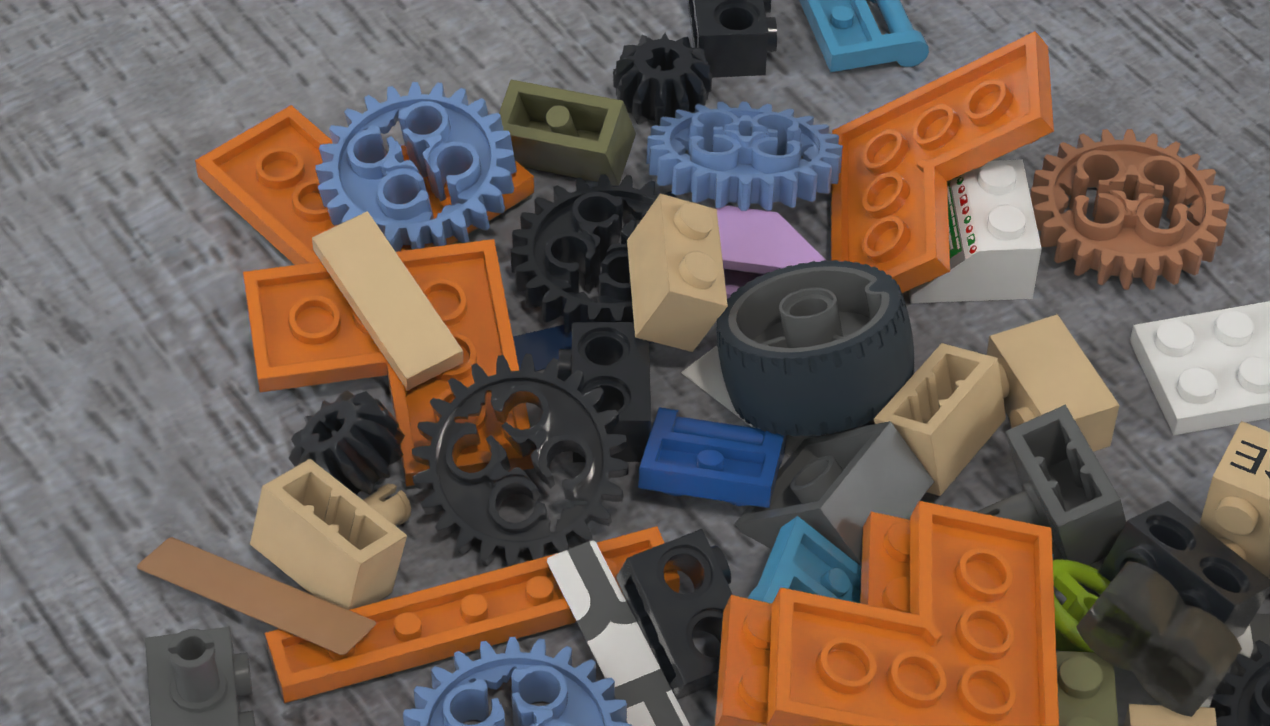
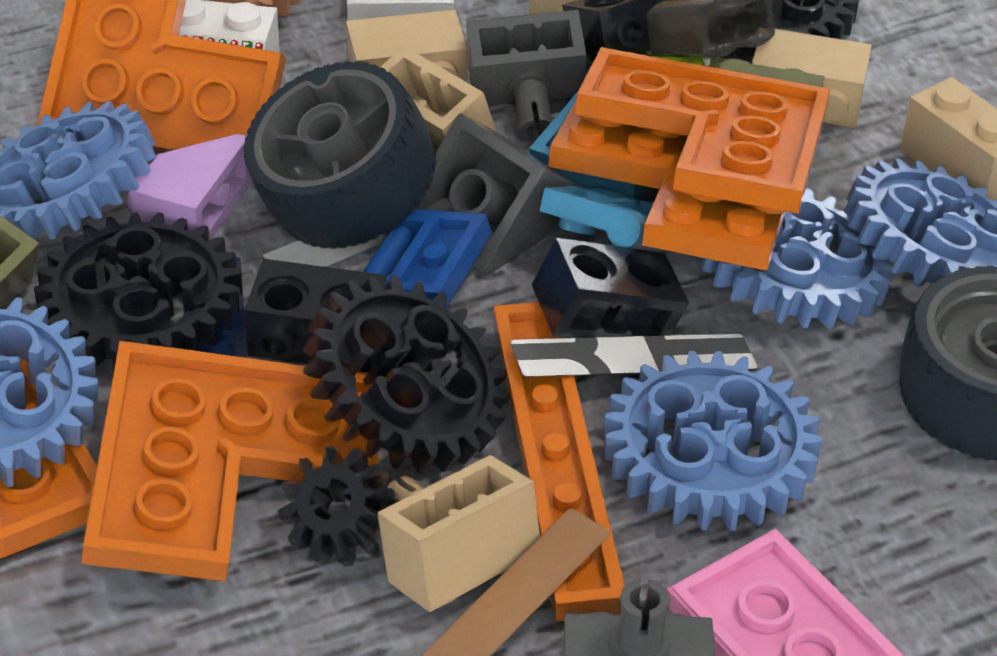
camera: 80 degrees left, 5 degrees down
(387, 300) = (173, 429): tan tile -> none
(676, 273) = (231, 210): tan brick -> none

